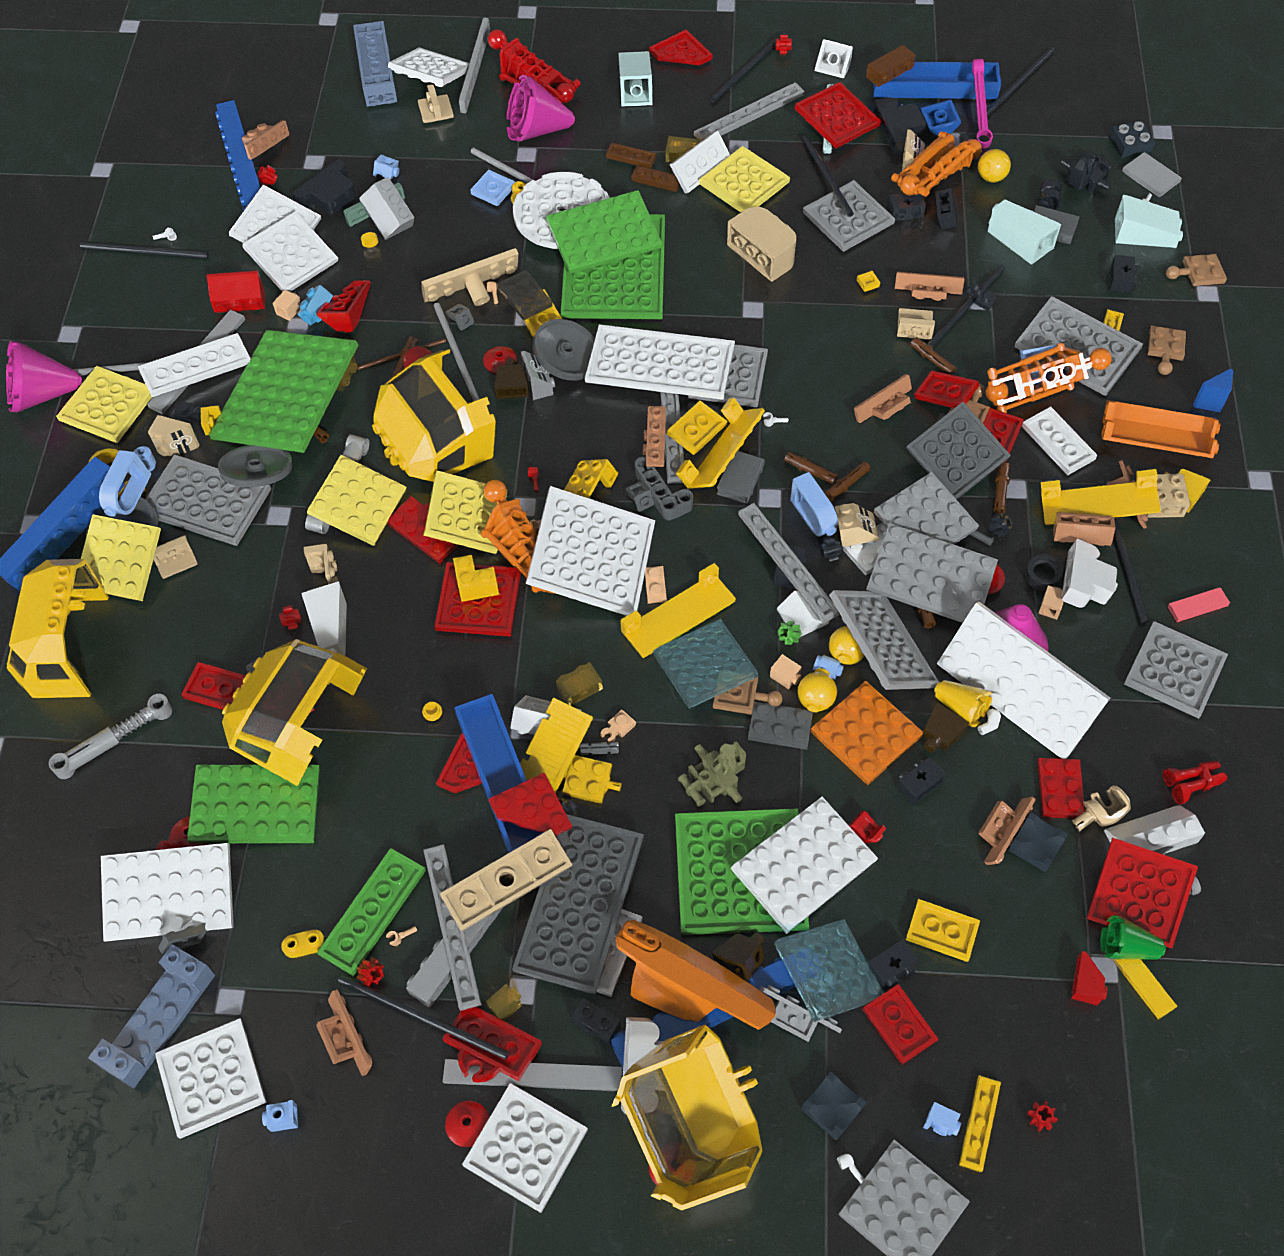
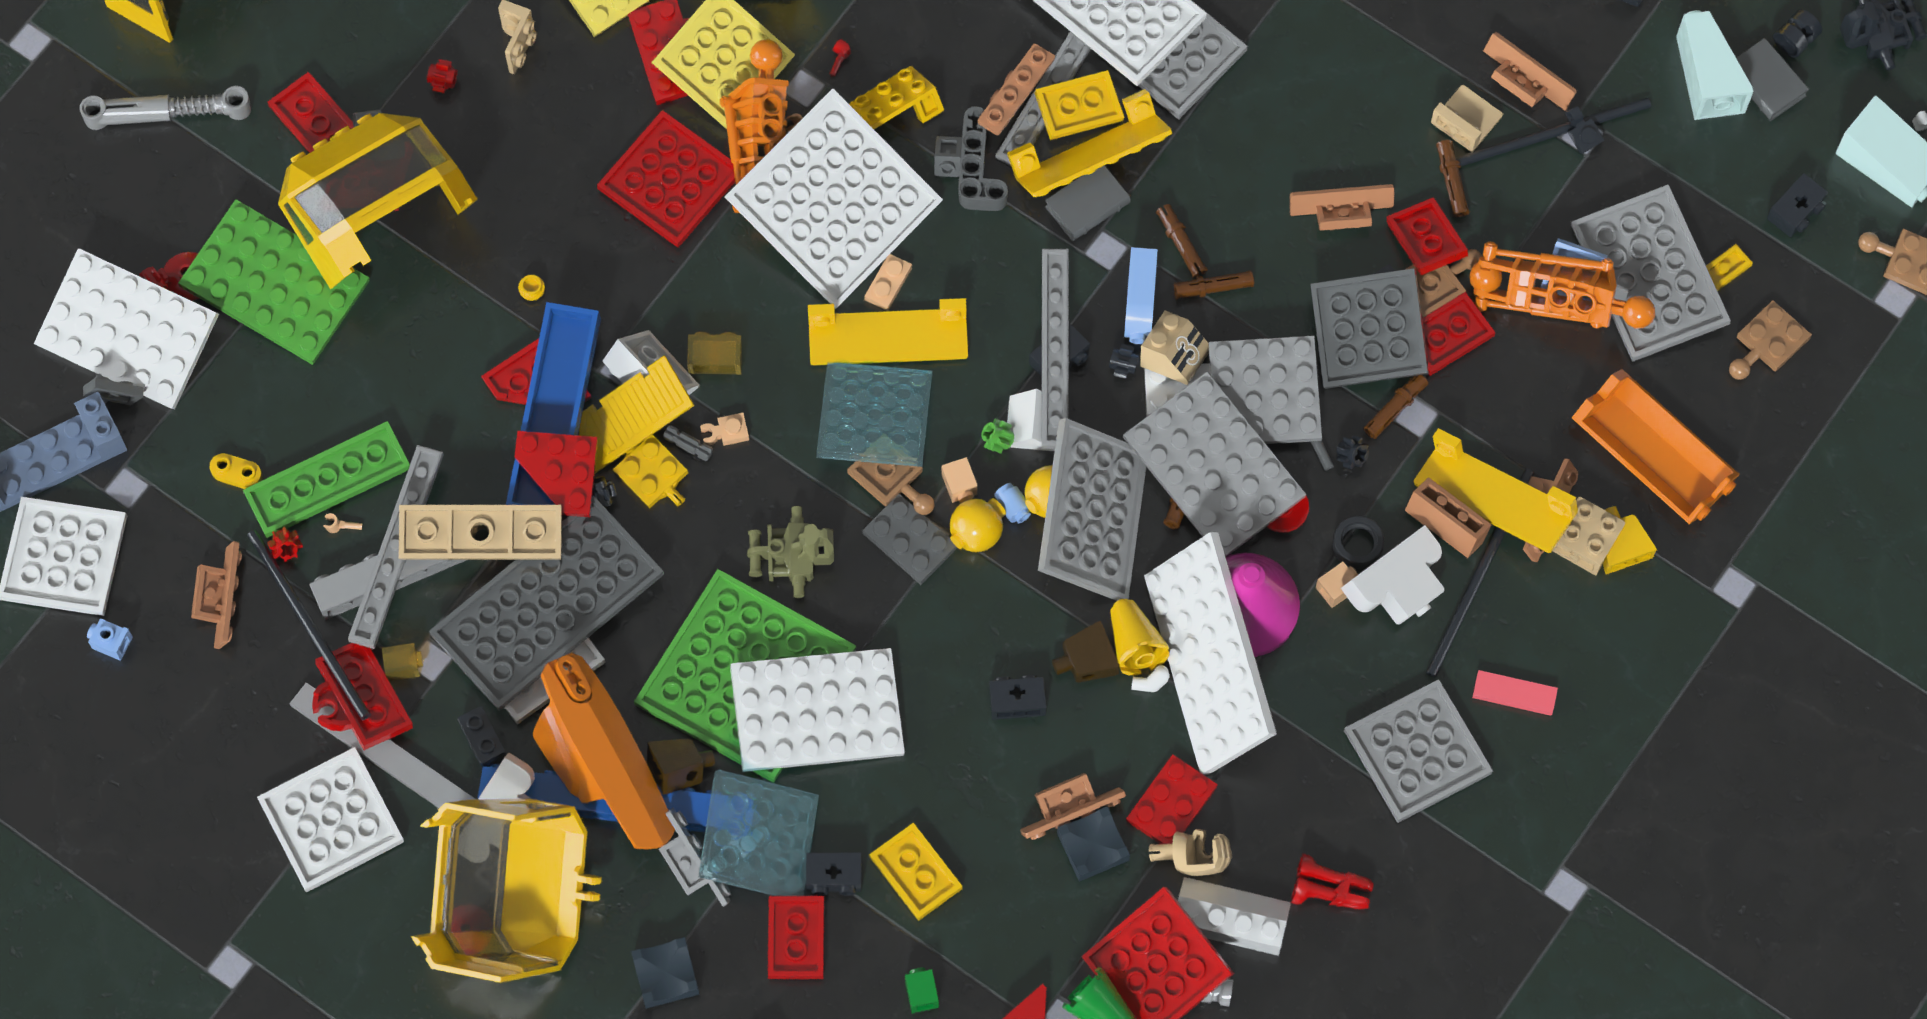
camera: 30 degrees right, 10 degrees up
(327, 616) = (478, 109): white slope -> none
(466, 1135) = (273, 759): red dish -> none
(474, 583) = (671, 157): yellow brick -> none
(769, 419) = (1179, 149): white hand -> none
(866, 732) = (1000, 607): orange plate -> none
(867, 828) = (916, 713): red bracket -> none
(868, 281) = (1453, 21): yellow plate -> none
(1007, 1006) = (921, 990): none -> green brick
(1059, 440) = (1519, 387): white plate -> none
(1214, 392) = (1766, 439): blue slope -> none

